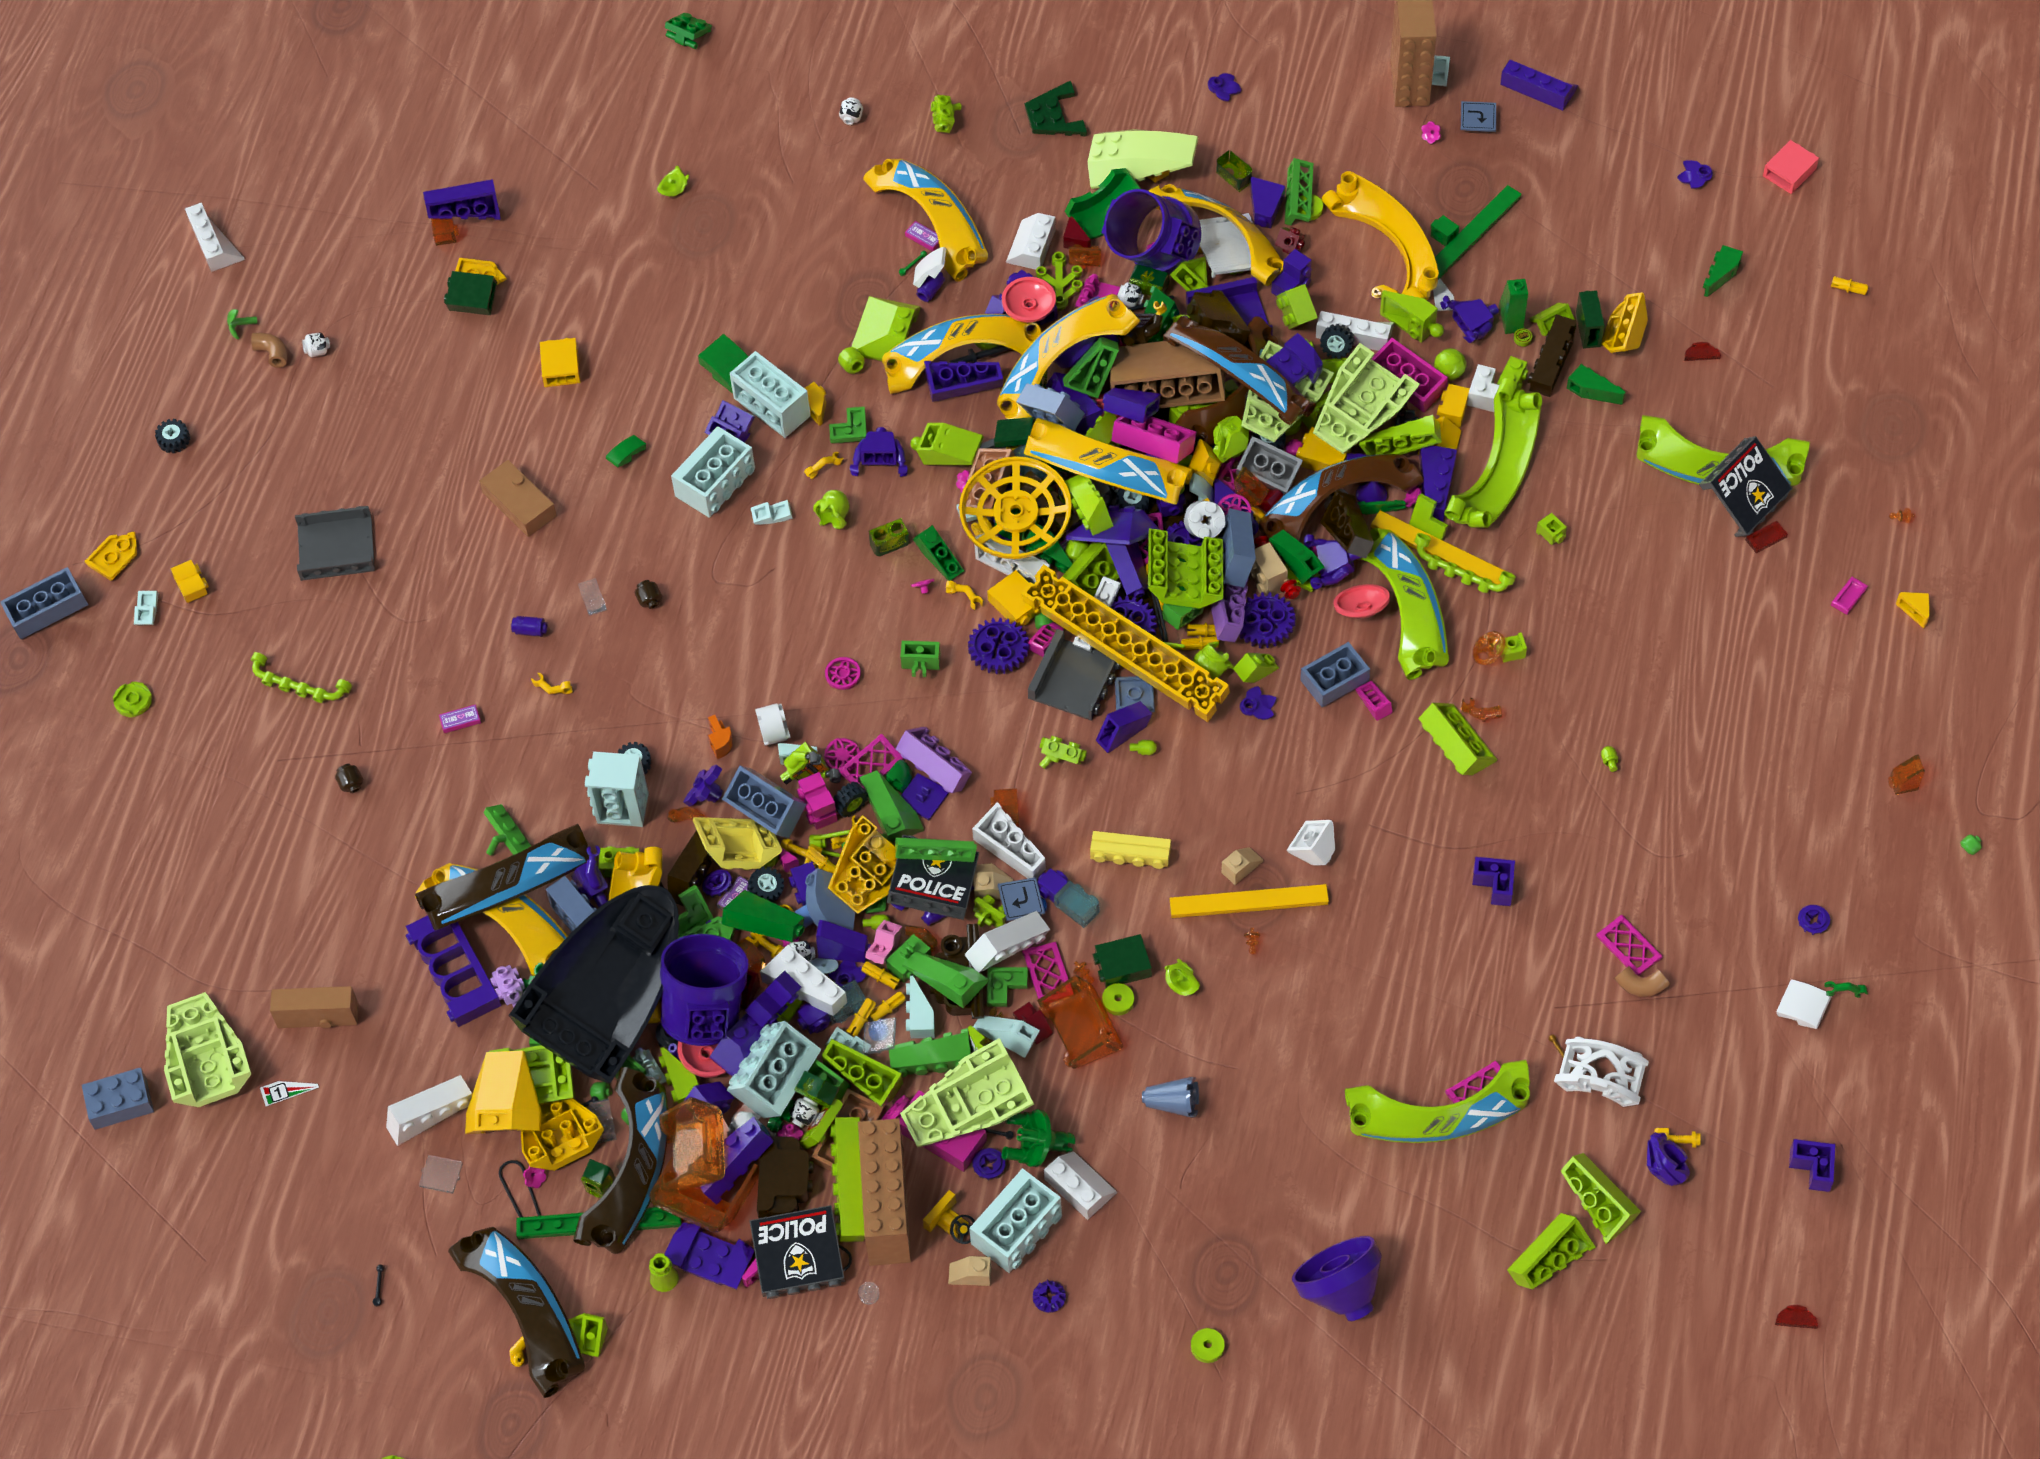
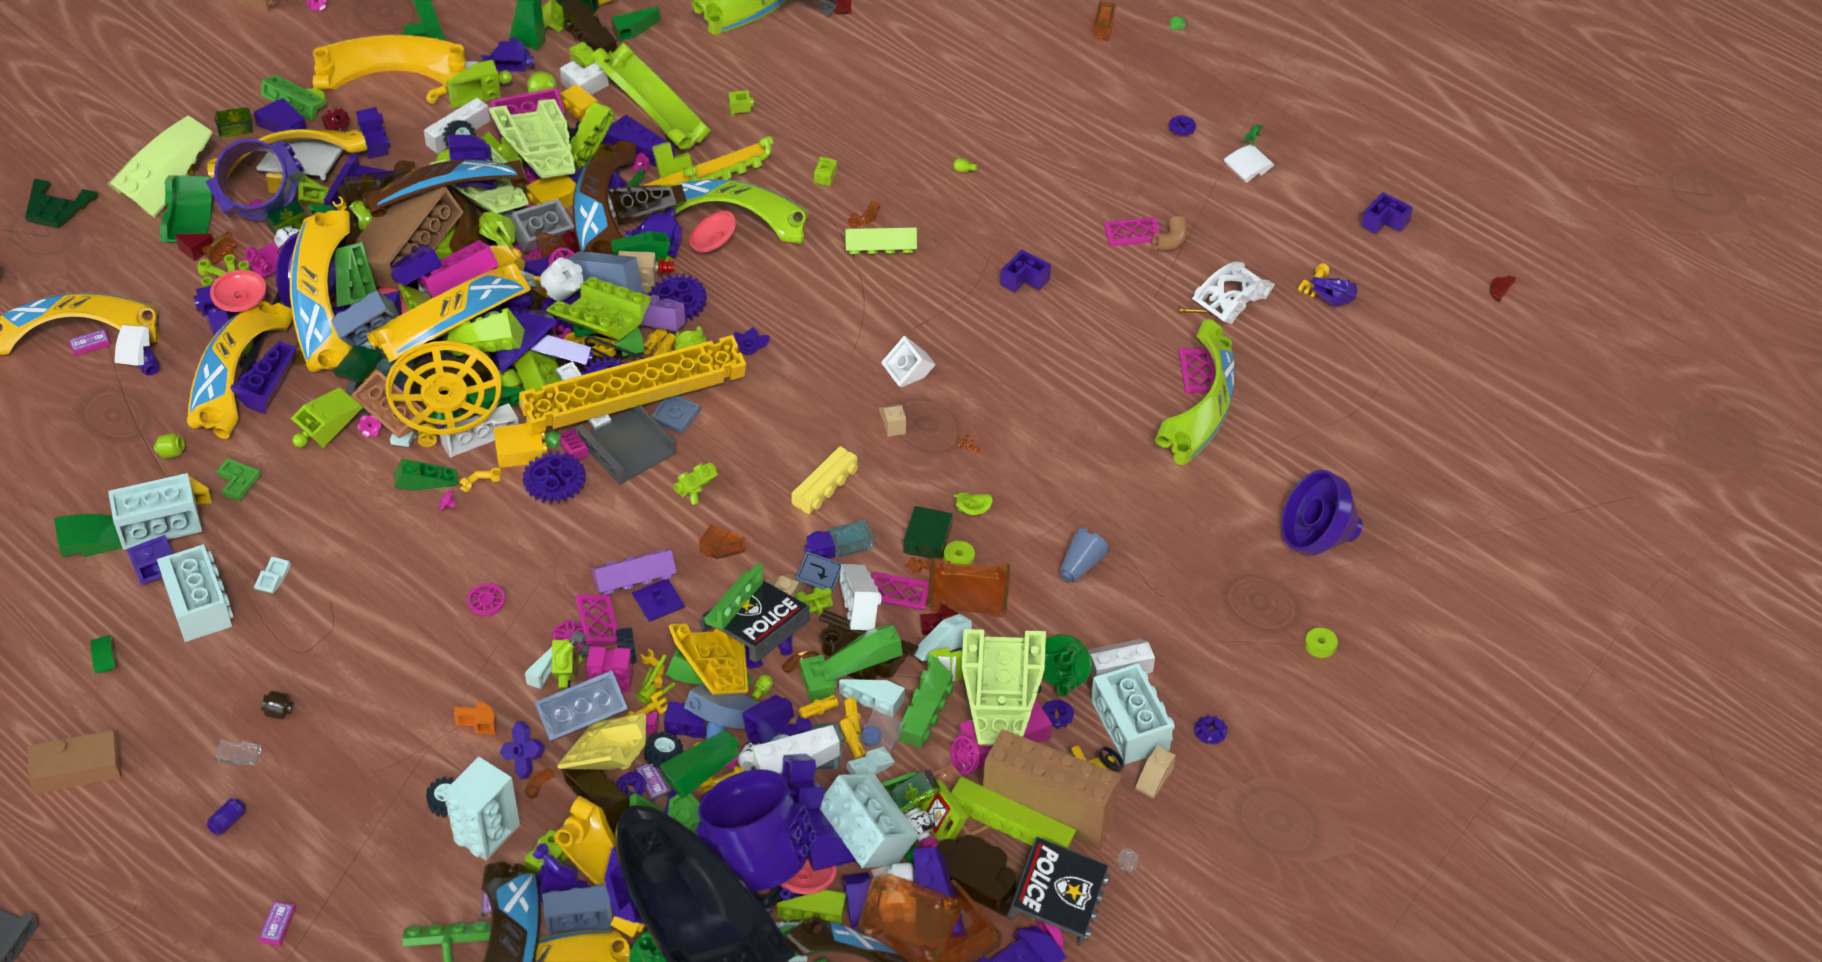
camera: 65 degrees left, 10 degrees down
(565, 687) = (318, 819): yellow arm -> none
(771, 724) = (502, 668): white brick -> none
(812, 471) = (257, 525): yellow arm -> none
(812, 1019) = (826, 774): dark purple brick -> none
(821, 861) = (673, 695): yellow axle -> none
(832, 508) = (315, 525): lime hair -> none
(869, 1075) = (912, 756): lime wedge -> none
(879, 449) = (283, 466): dark purple torso -> none
(883, 327) = (156, 409): lime slope -> none
(885, 942) = (788, 686): bright pink brick -> none
(890, 808) = (650, 625): bright green wedge -> none
(892, 541) = (378, 514): clear neon green piece -> none
(899, 776) = (627, 605): green brick -> none
(902, 271) = (109, 373): green hinge -> none
(920, 655) = (521, 532): bright green brick -> none
(1002, 979) = (890, 614): bright green plate -> none
(1007, 842) = (772, 552): white wedge -> none
(1032, 241) = (170, 273): white slope -> none
(1123, 725) = (704, 431): dark purple slope -> none
(1144, 747) = (733, 428): lime cylinder -> none
(1224, 86) = (140, 93): dark purple plate -> none
(1248, 901) = (928, 431): yellow tile -> none
(1255, 667) = (716, 324): lime slope -> none
(1296, 306) = (407, 139): lime brick -> none
(1335, 674) = (766, 278): sand blue brick -> none
(1379, 710) = (811, 271): dark pink slope -> none
(1486, 644) = (809, 177): clear orange piece -> none
(1523, 337) = (552, 41): tile -> none
(1551, 1251) = (1368, 392): lime wedge -> none
(1600, 1197) = (1347, 342): lime wedge -> none

